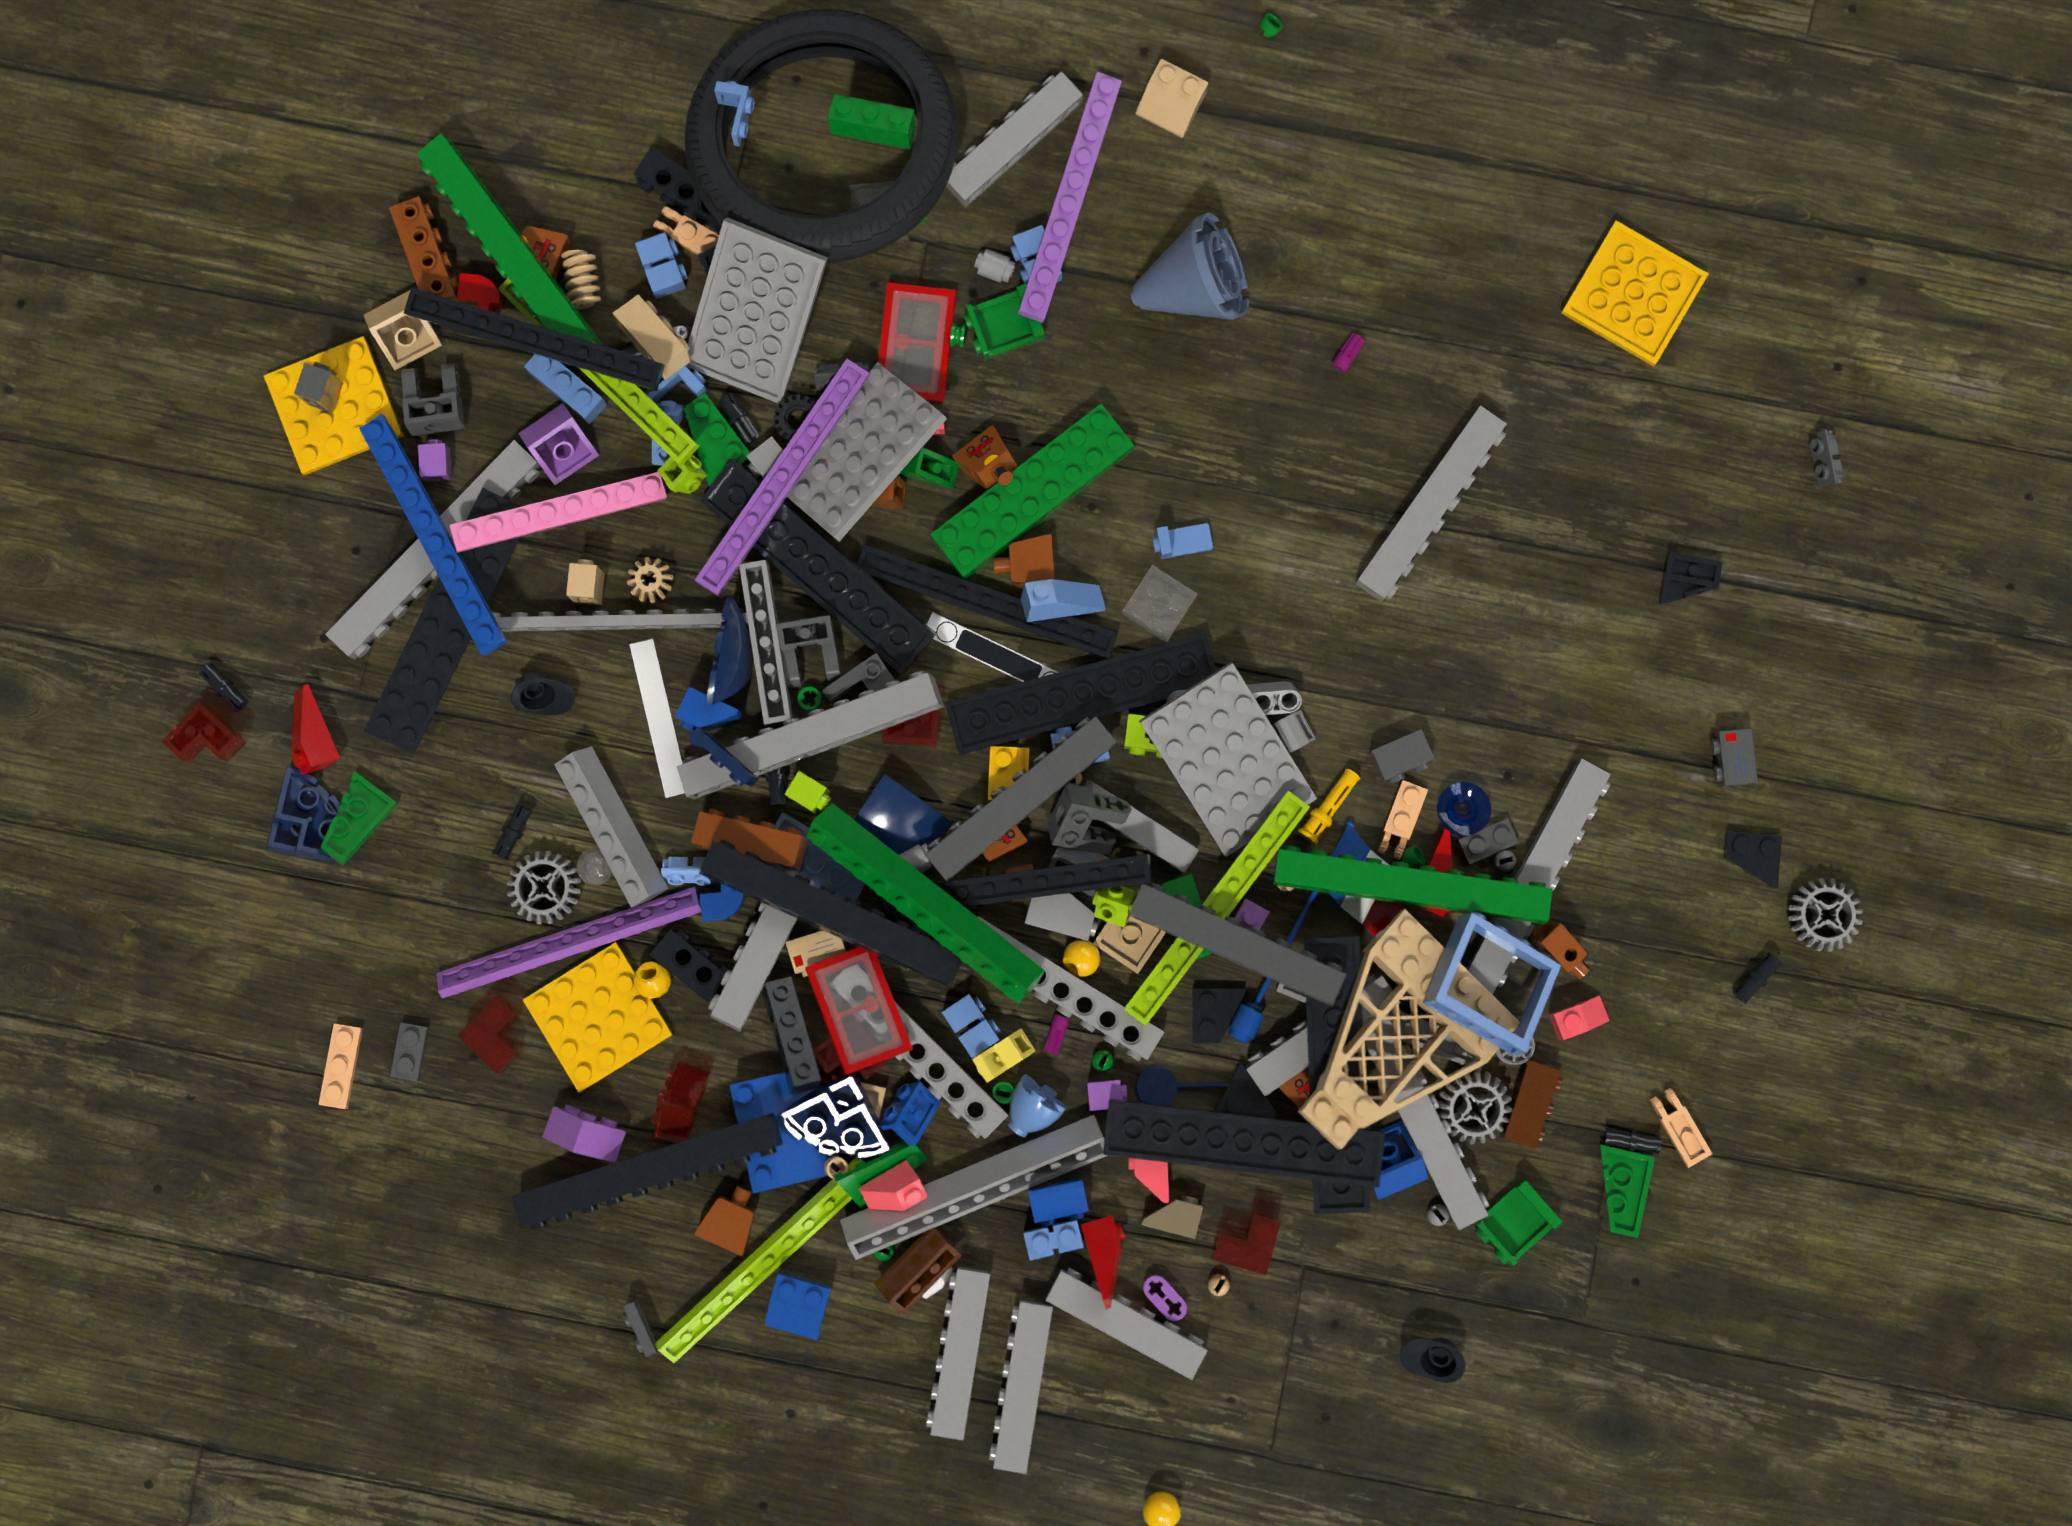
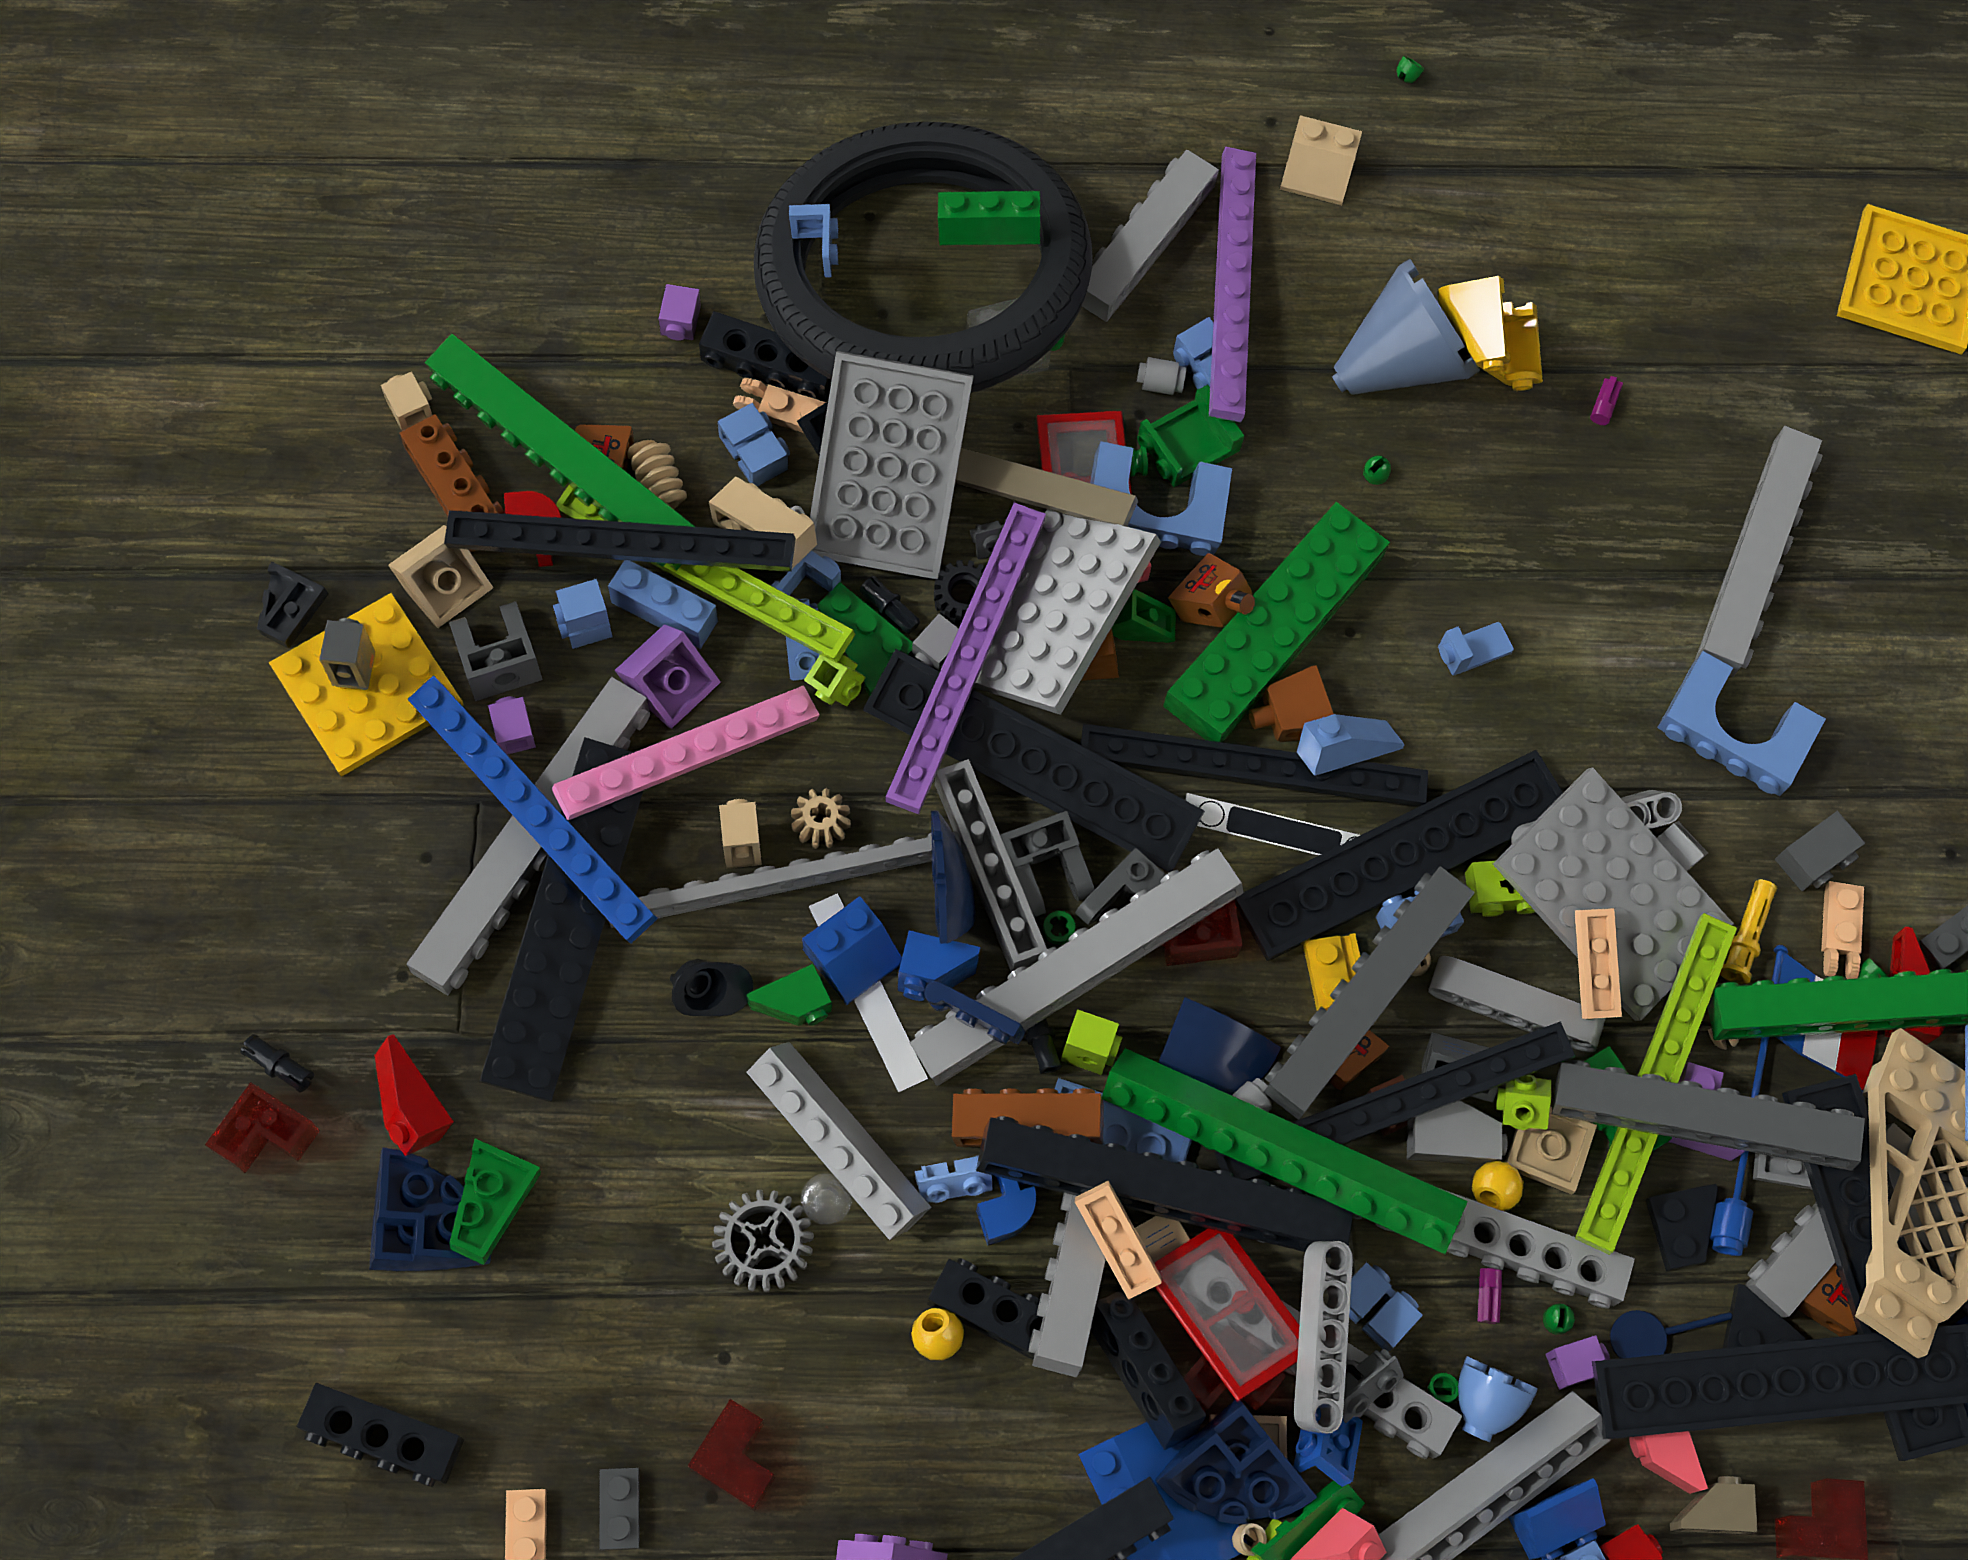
camera: 20 degrees left, 15 degrees down
(284, 331) = (288, 605): none -> black wing
(292, 983) = (327, 1405): none -> black brick
(401, 177) = (407, 399): none -> tan brick
(501, 385) = (582, 614): none -> medium blue piece
(512, 832) = (704, 1176): black pin -> none
(568, 942) = (809, 1309): medium lavender plate -> none
(597, 1017) = (871, 1405): yellow plate -> none
(604, 714) = (794, 998): none -> green slope
(625, 140) = (679, 312): none -> medium lavender brick
(651, 687) = (852, 950): none -> blue slope
(679, 1102) = (1014, 1496): clear red brick -> none
(787, 945) = (1118, 1239): none -> light nougat plate
(873, 348) = (1044, 489): none -> dark tan tile
(919, 1056) = (1311, 1351): none -> light grey beam
(926, 376) = (1194, 529): none -> medium blue arch
(931, 1087) = (1380, 1375): none -> dark grey hinge
(1003, 1055) = (1432, 1336): light yellow brick -> none
(1074, 813) = (1443, 998): dark grey brick -> none
(1149, 382) = (1381, 474): none -> green hinge
(1159, 603) = (1471, 724): clear brick -> none
(1197, 812) = (1598, 963): none -> light nougat plate
(1263, 288) = (1494, 332): none -> yellow windscreen
(1335, 633) = (1694, 722): none -> medium blue arch
(1477, 806) = (1928, 893): clear blue dish -> none

